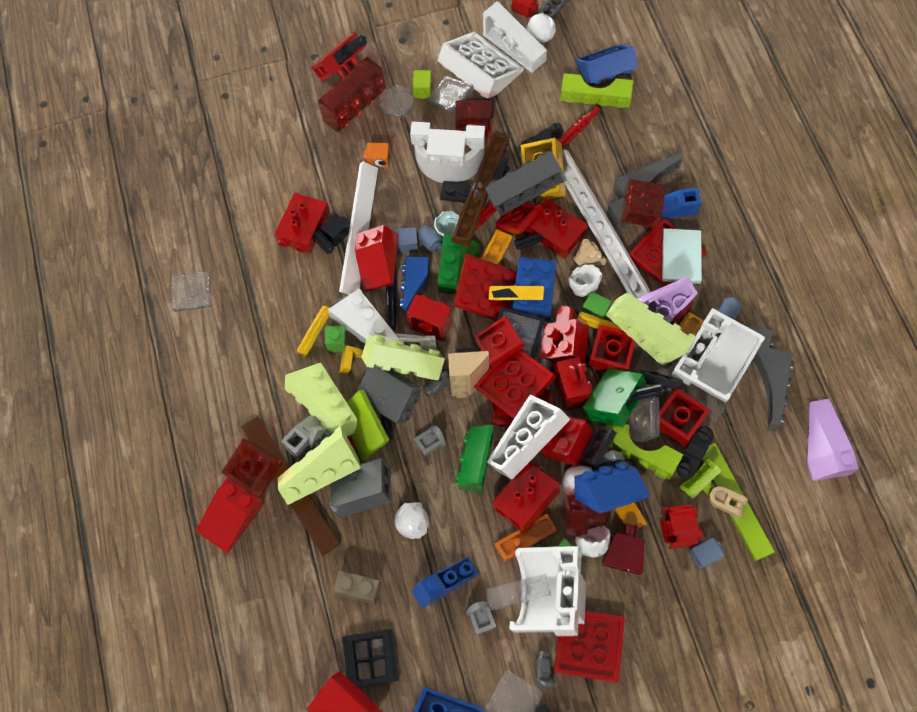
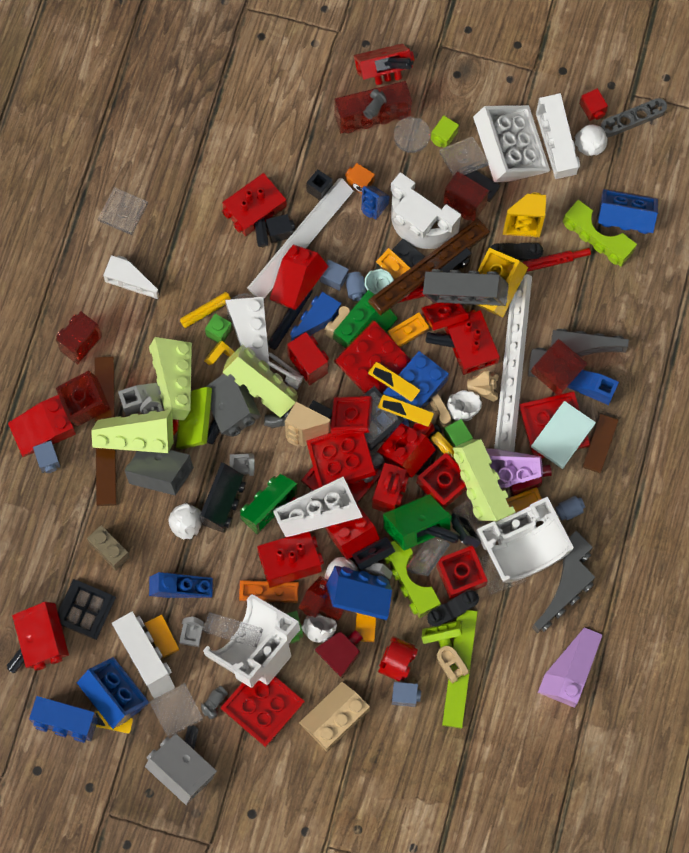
camera: 25 degrees right, 5 degrees up
(216, 416) = (78, 337): none -> clear red brick
(227, 341) = (125, 275): none -> white slope
(250, 540) = (46, 457): none -> sand blue brick
(347, 176) = (319, 184): none -> black brick
(355, 88) = (374, 107): none -> dark grey arm
(401, 164) = (373, 201): none -> blue slope
(433, 280) = (331, 326): none -> tan plate
(434, 480) = (222, 498): none -> black slope
(449, 203) = (392, 263): none -> light orange plate
(453, 667) = (143, 654): none -> white wedge
(457, 639) = (162, 636): none -> light orange tile
(535, 104) = (526, 216): none -> yellow slope
(542, 310) = (405, 410): none -> yellow sticker
(564, 293) = (437, 405): none -> tan plate
(659, 613) = (335, 716): none -> tan slope
(713, 245) = (600, 443): none -> reddish brown tile

